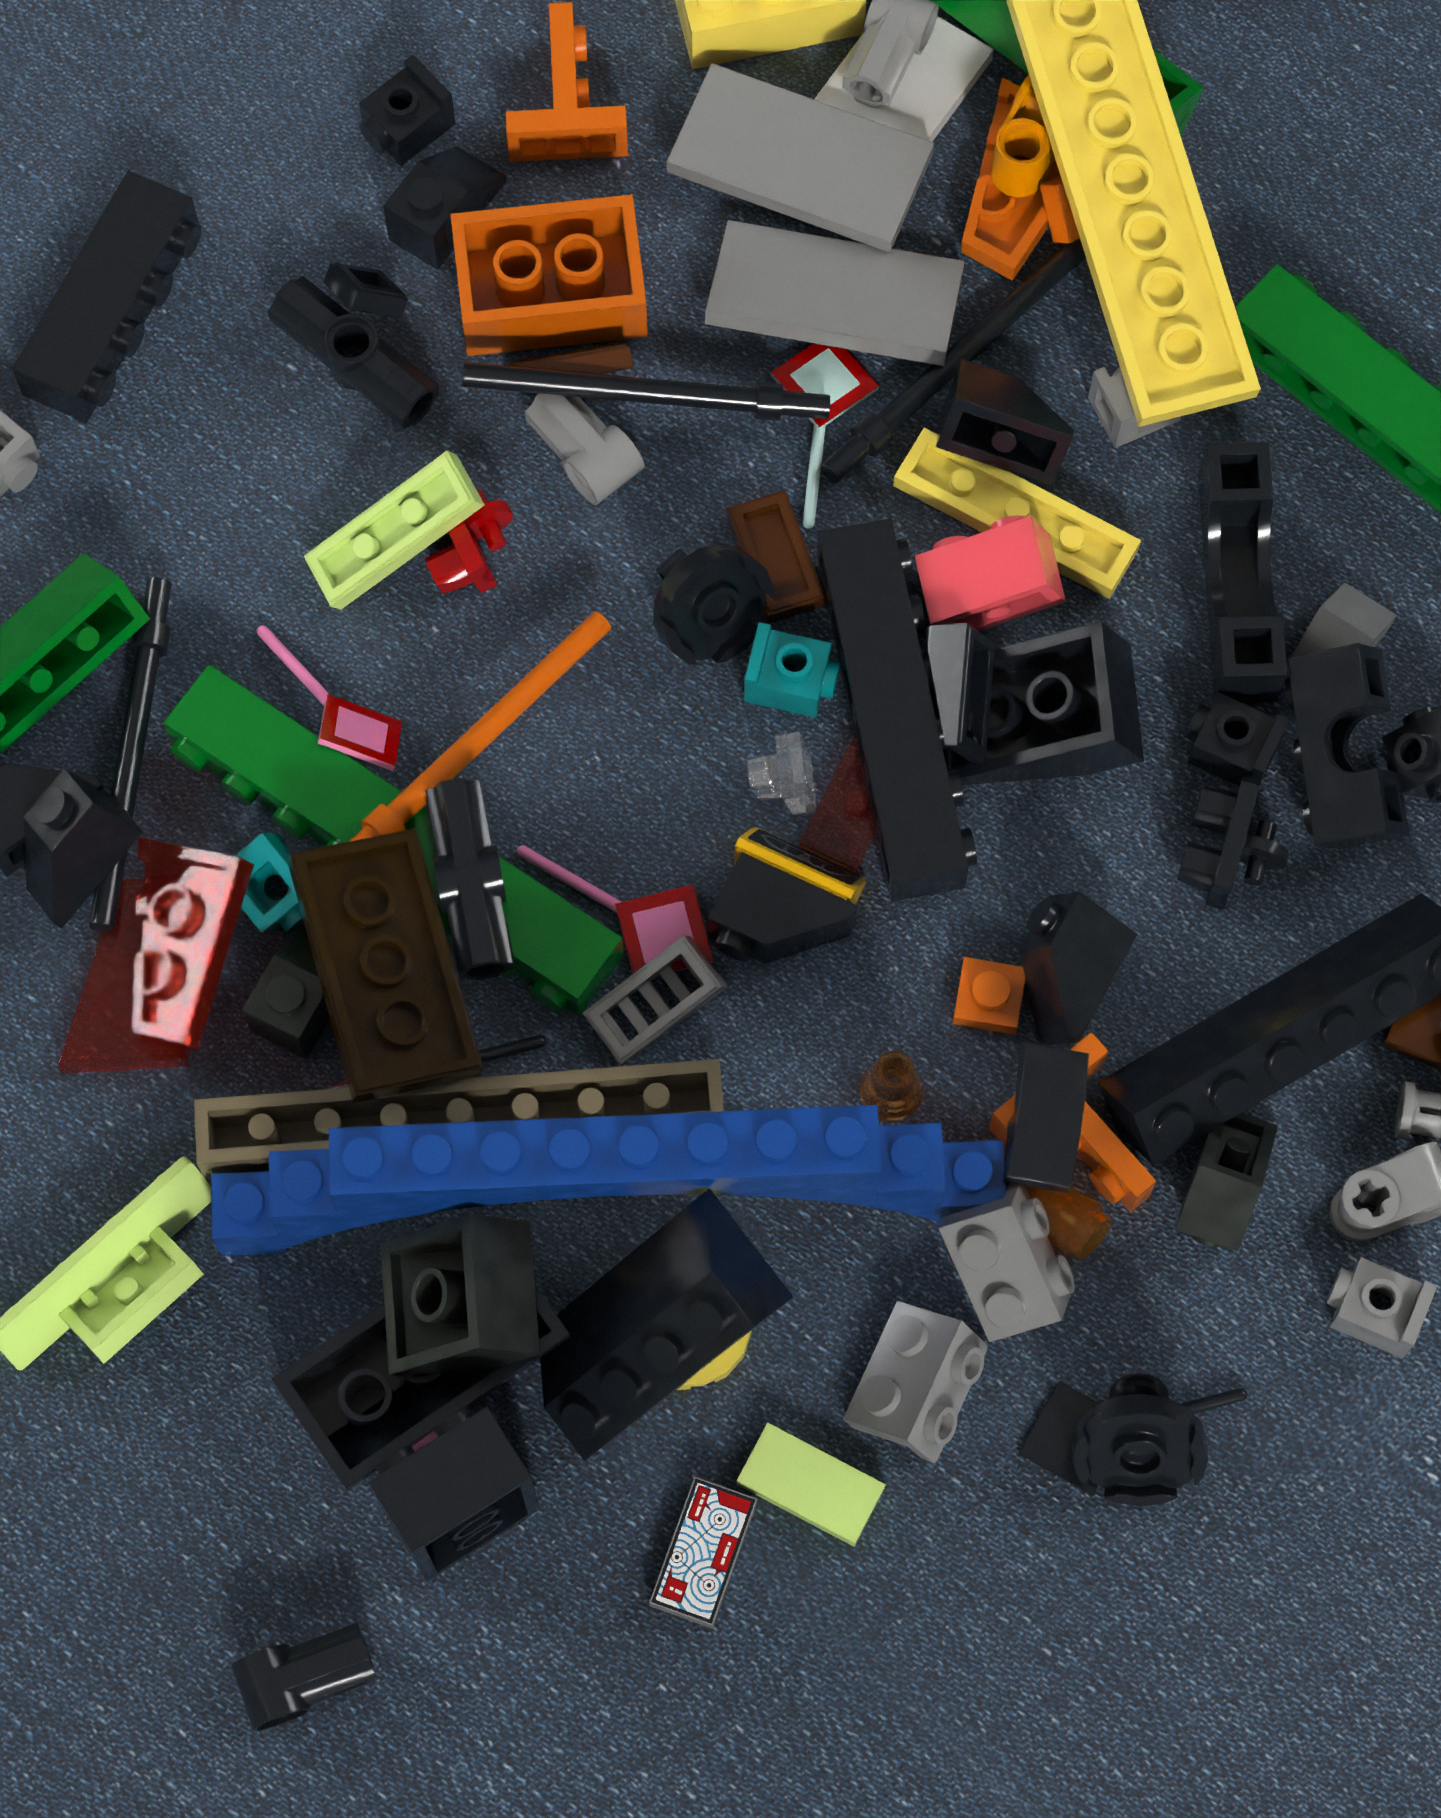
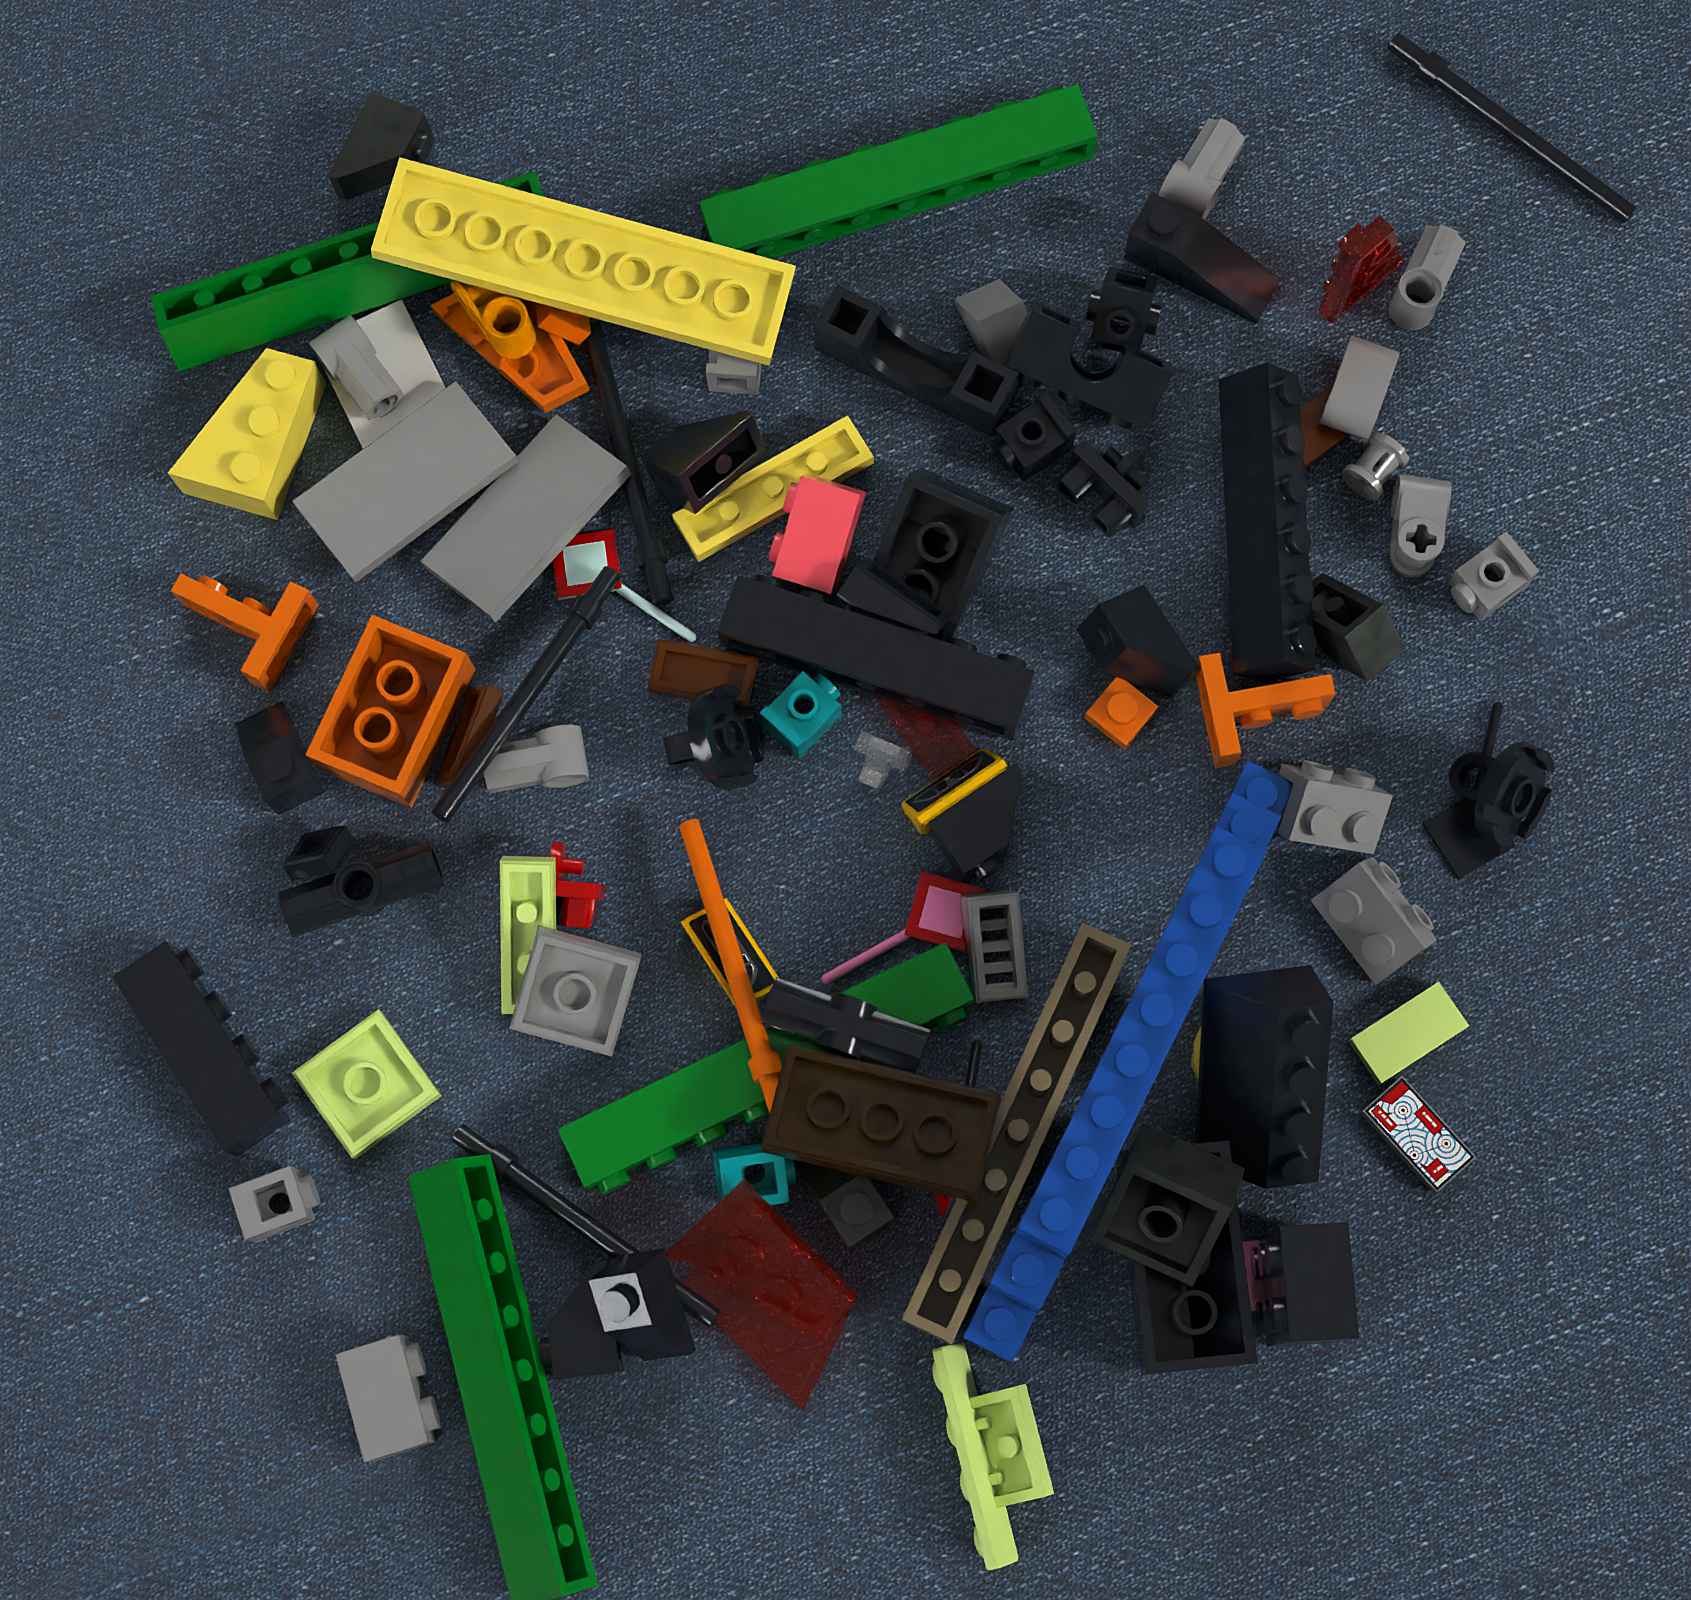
camera: 55 degrees left, 5 degrees up
(161, 471) = (366, 1084): none -> yellowish green tile
(285, 1681) = (1360, 1483): black piece -> none
(343, 723) = (663, 1051): bright pink piece -> none
(363, 607) = (575, 990): none -> light grey tile
(409, 130) = (201, 759): black brick -> none
(503, 757) = (758, 968): none -> slope
(893, 1099) = (1152, 827): clear orange cone -> none
(1046, 1117) = (1250, 717): black slope -> none
(1074, 1220) = (1317, 744): clear orange cone -> none

